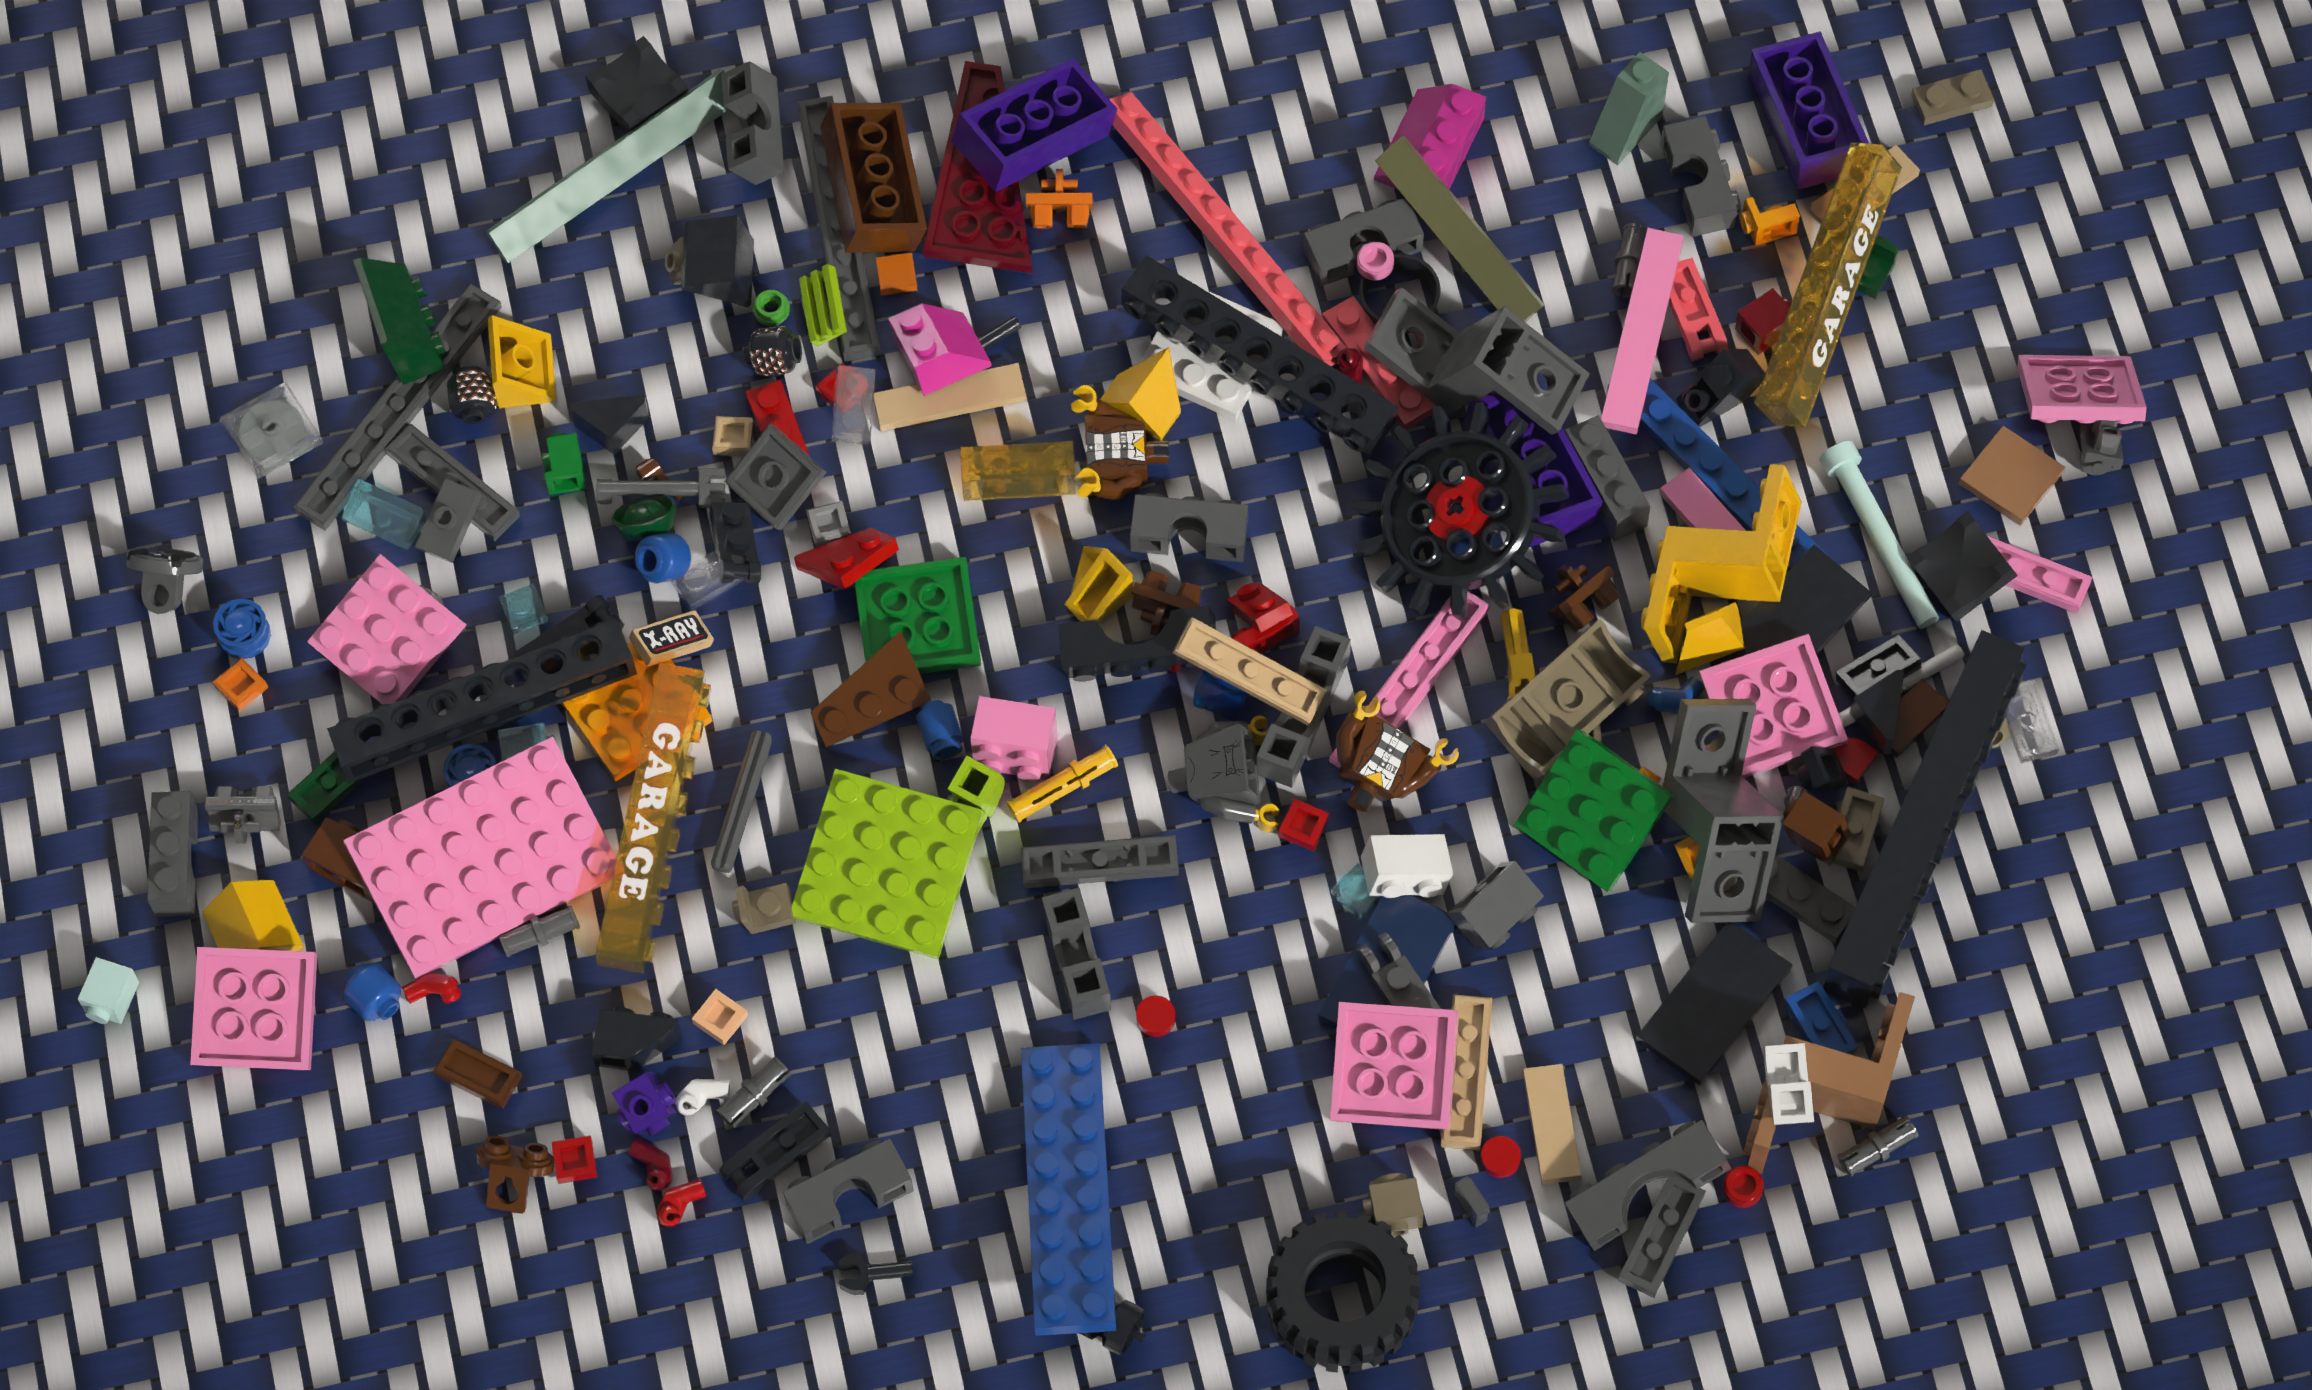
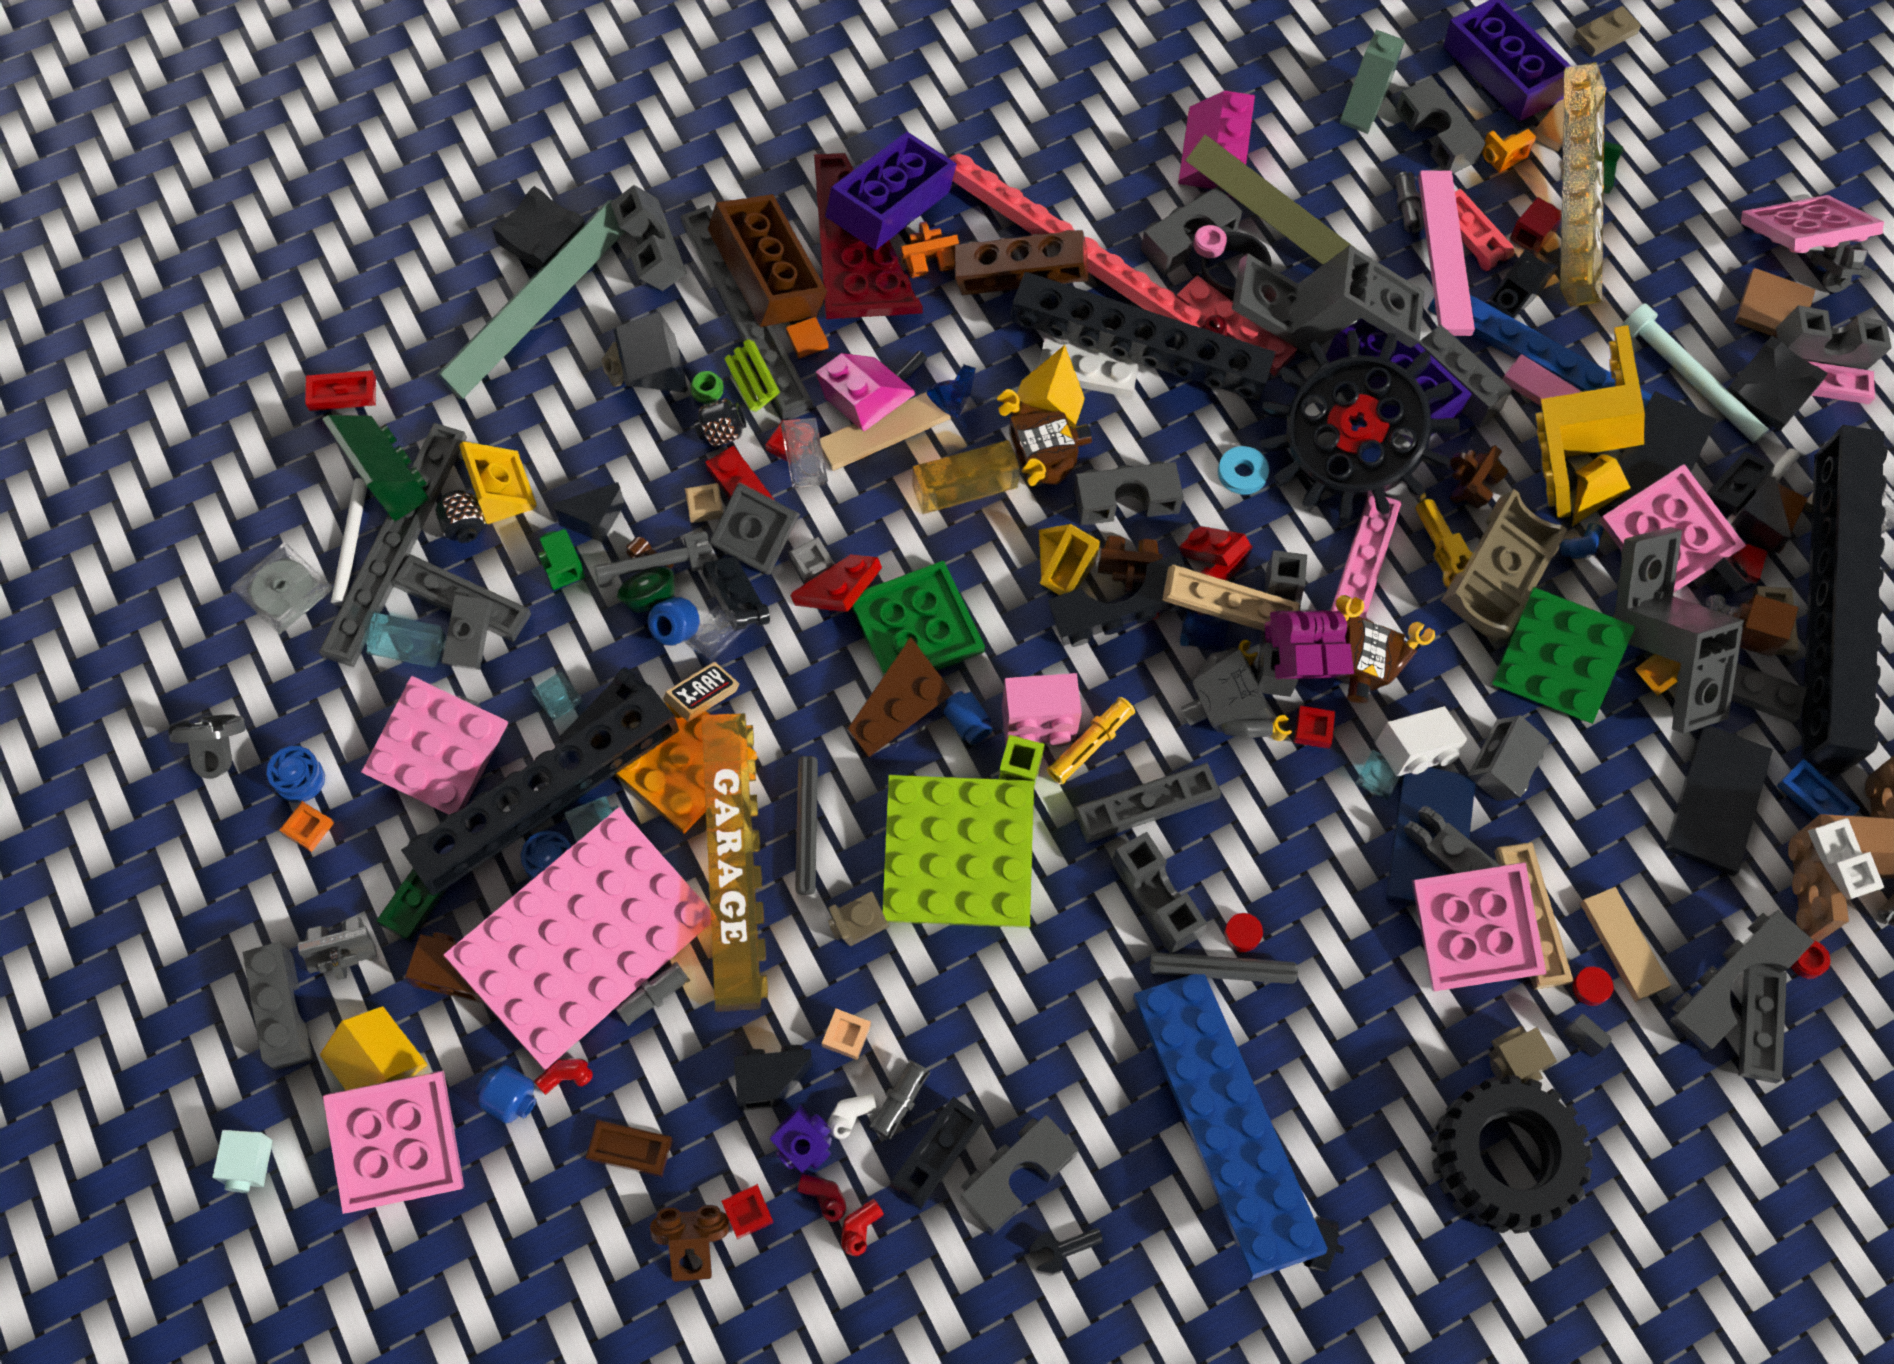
camera: 20 degrees left, 0 degrees up
(350, 397) = (349, 542): none -> white bar
(381, 226) = (340, 390): none -> red plate
(1033, 377) = (953, 394): none -> clear blue tile
(1123, 1046) = (1224, 967): none -> dark grey axle
(1204, 256) = (1002, 262): none -> reddish brown brick
(1312, 734) = (1310, 644): none -> magenta hips
(1334, 514) = (1249, 457): none -> medium azure piece
(2070, 541) = (1855, 345): none -> dark grey arch

